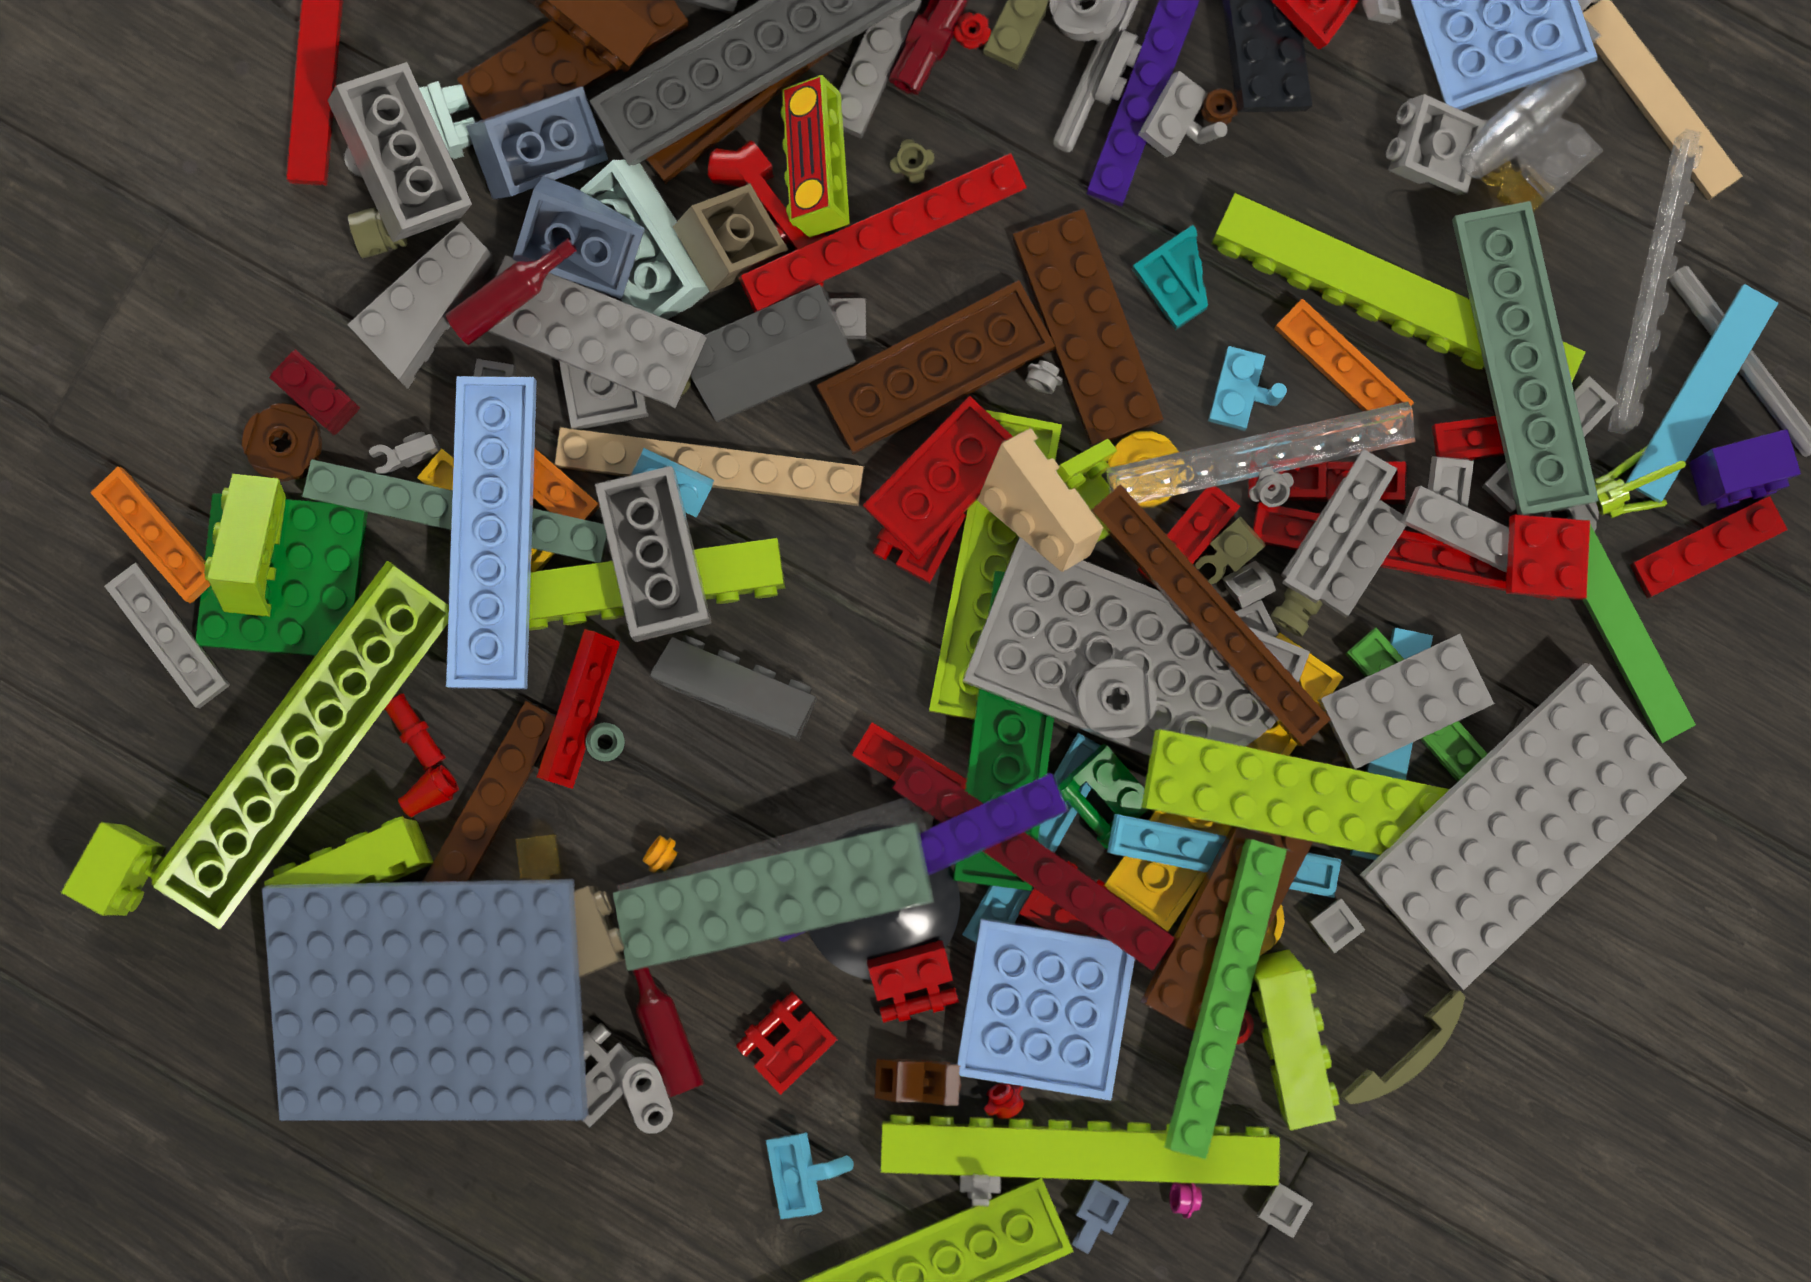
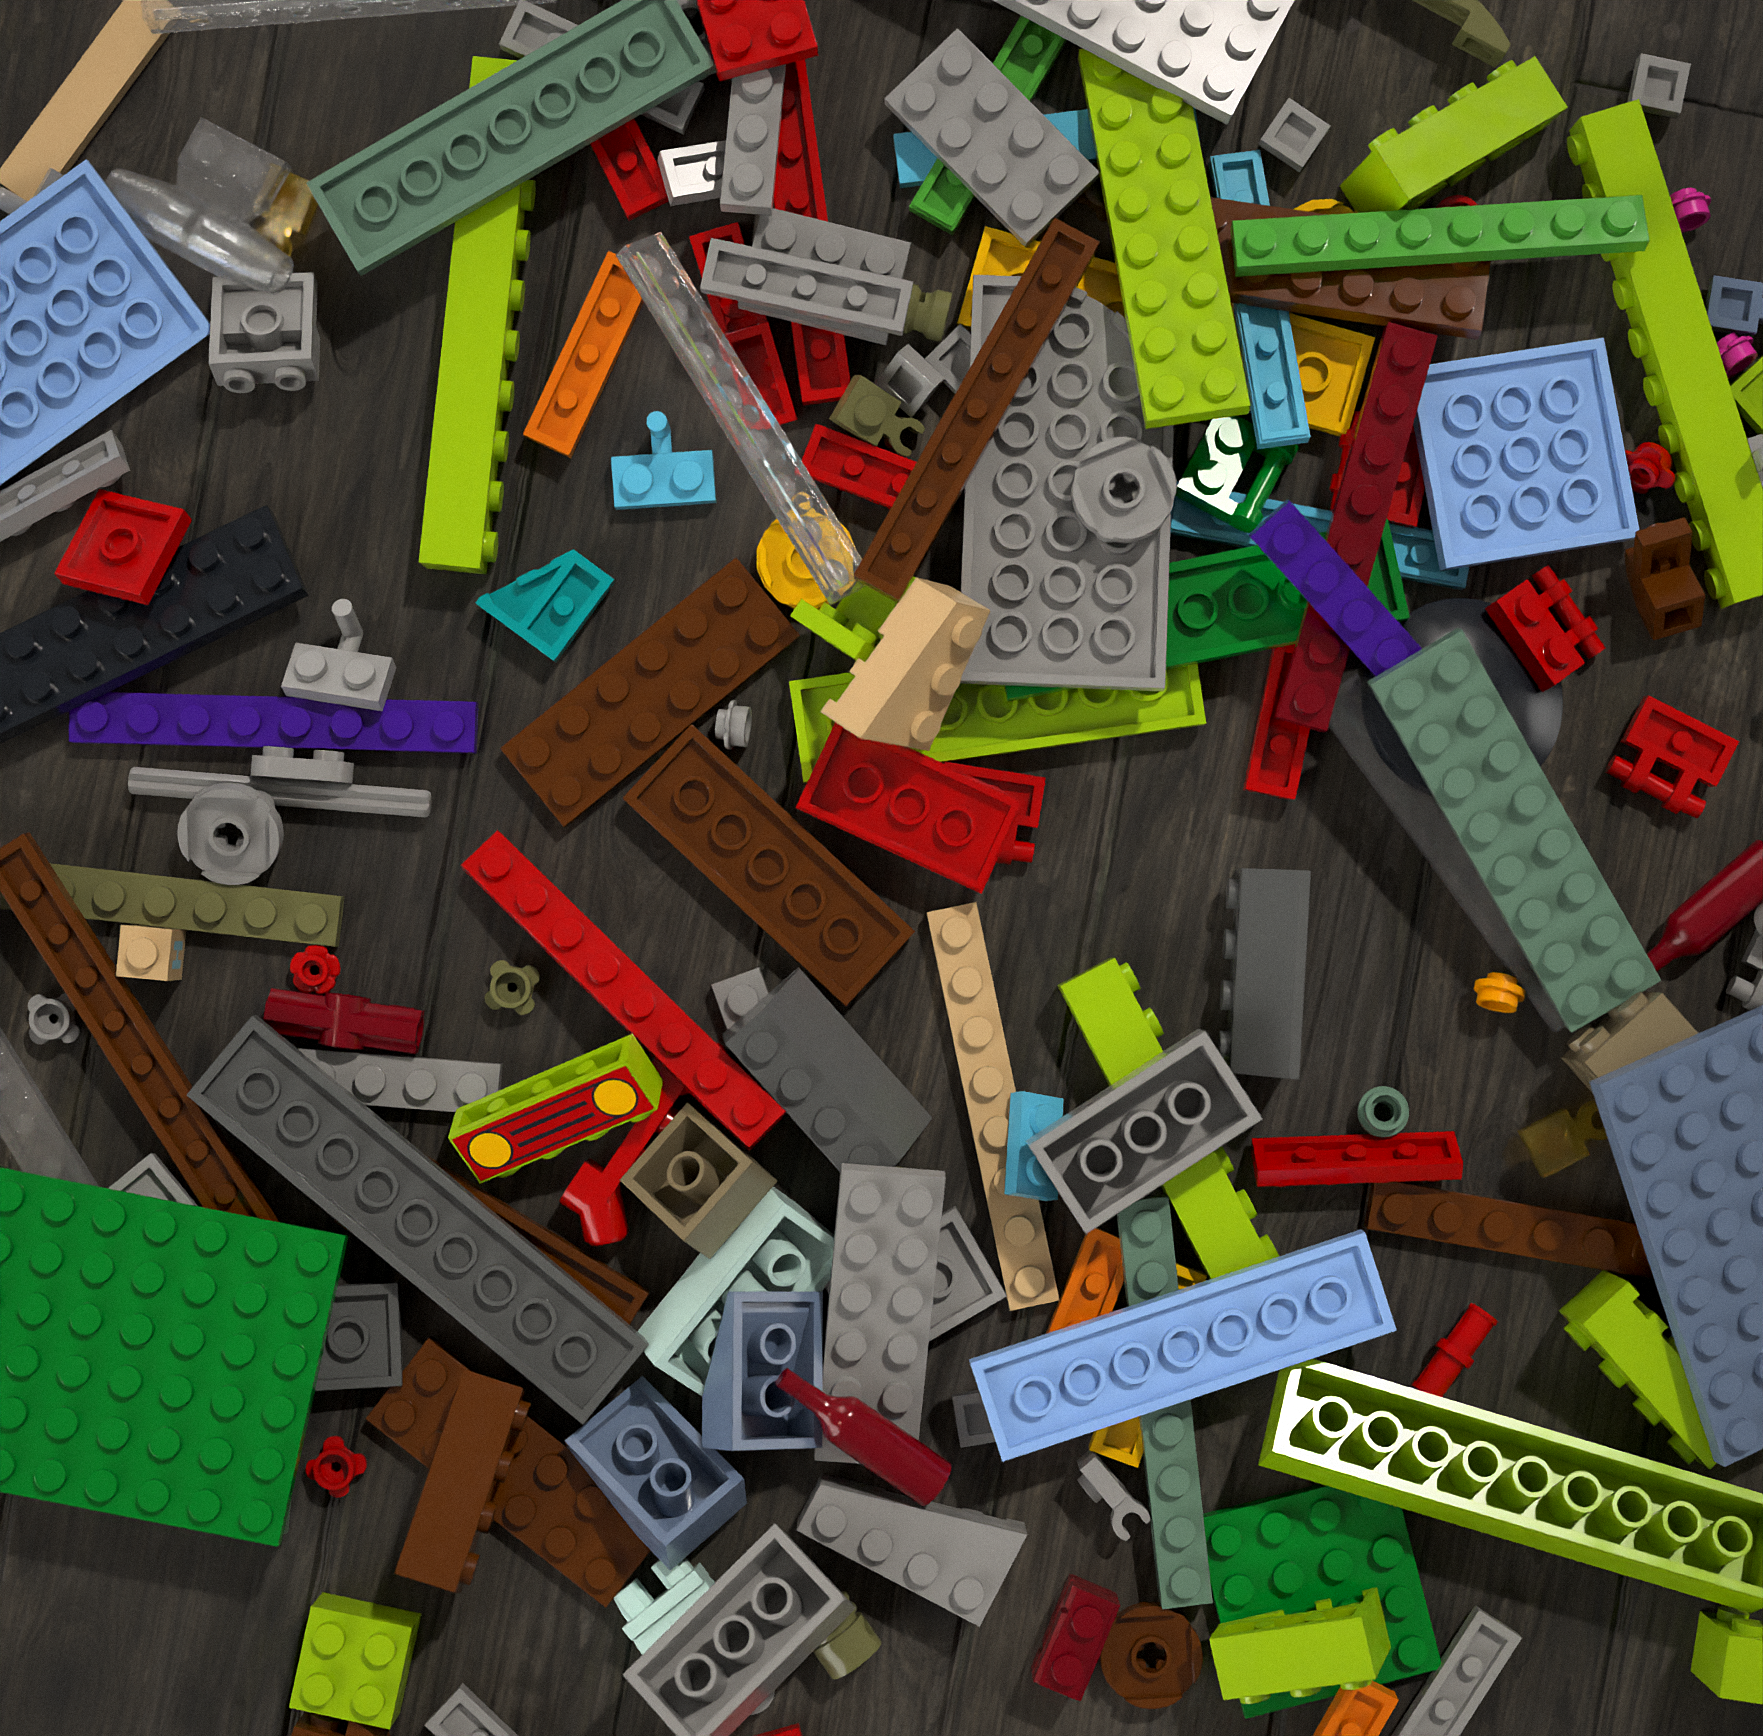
camera: 110 degrees left, 5 degrees up
(430, 790) = (1519, 1305): red cone -> none
(1066, 1194) = (1736, 353): none -> dark pink plate
(1219, 97) = (294, 621): reddish brown plate -> none
(1278, 494) = (781, 390): light grey plate -> none

